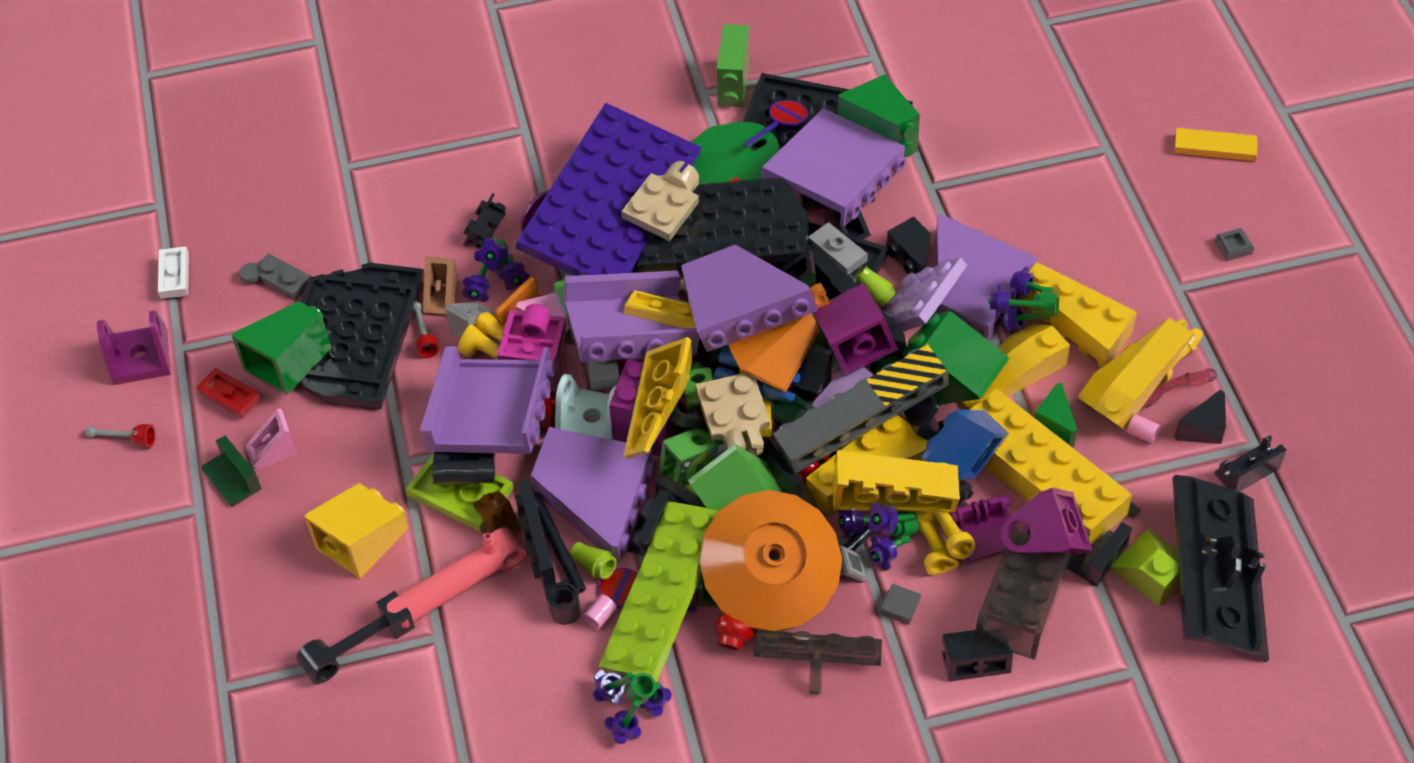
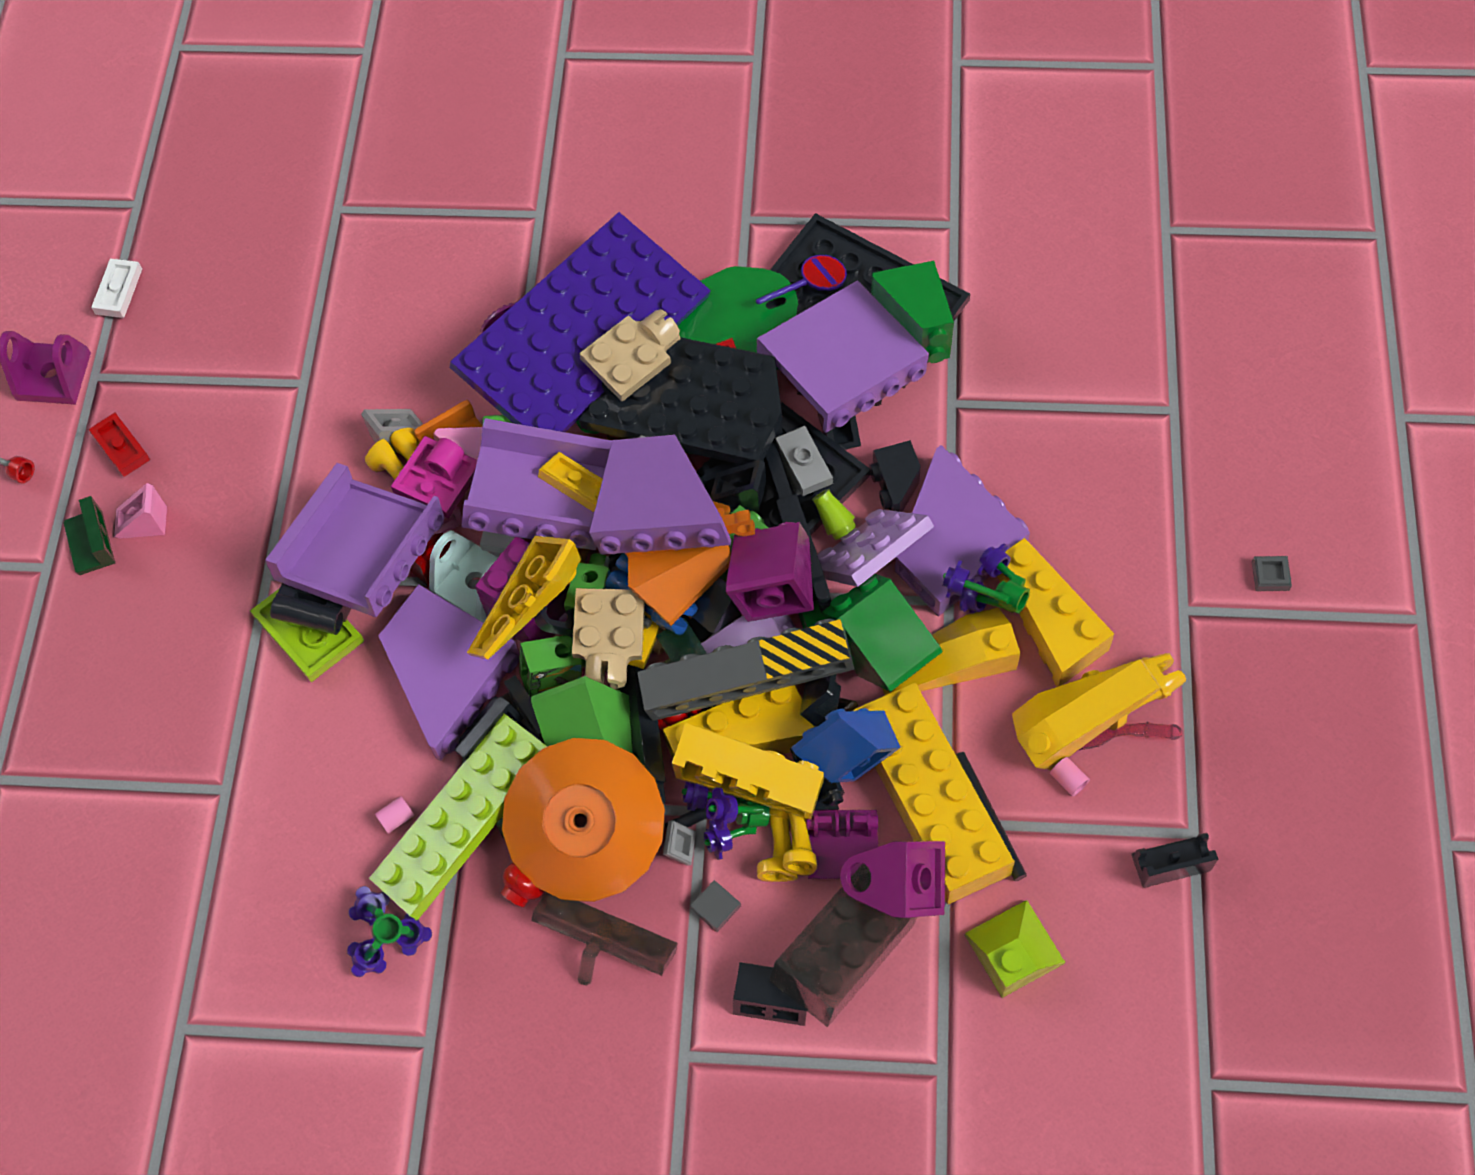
camera: 20 degrees right, 10 degrees up
(276, 275) = (219, 319): dark grey hinge -> none
(283, 345) = (182, 411): green slope -> none
(356, 528) = (184, 640): yellow slope -> none
(366, 326) = (267, 409): black plate -> none
(400, 611) = (192, 751): coral piece -> none
(425, 339) = (338, 444): red hinge -> none
(439, 284) = (375, 379): nougat slope -> none
(488, 213) = (442, 324): black hinge -> none
(494, 255) = (431, 363): dark purple plant -> none
(496, 512) = (329, 671): reddish brown bracket -> none
(541, 559) = (353, 733): black hinge -> none
(558, 545) = (384, 720): black piece -> none
(596, 561) = (411, 753): lime cone -> none
(619, 585) = (425, 787): red piece -> none
(733, 65) = (784, 197): bright green brick -> none
(1057, 415) = (972, 732): green slope -> none
(1105, 551) = (960, 917): black panel -> none
(1205, 422) = (1143, 790): black slope -> none
(1215, 144) = (1302, 440): yellow tile -> none
(1219, 567) = (1083, 979): black hinge -> none

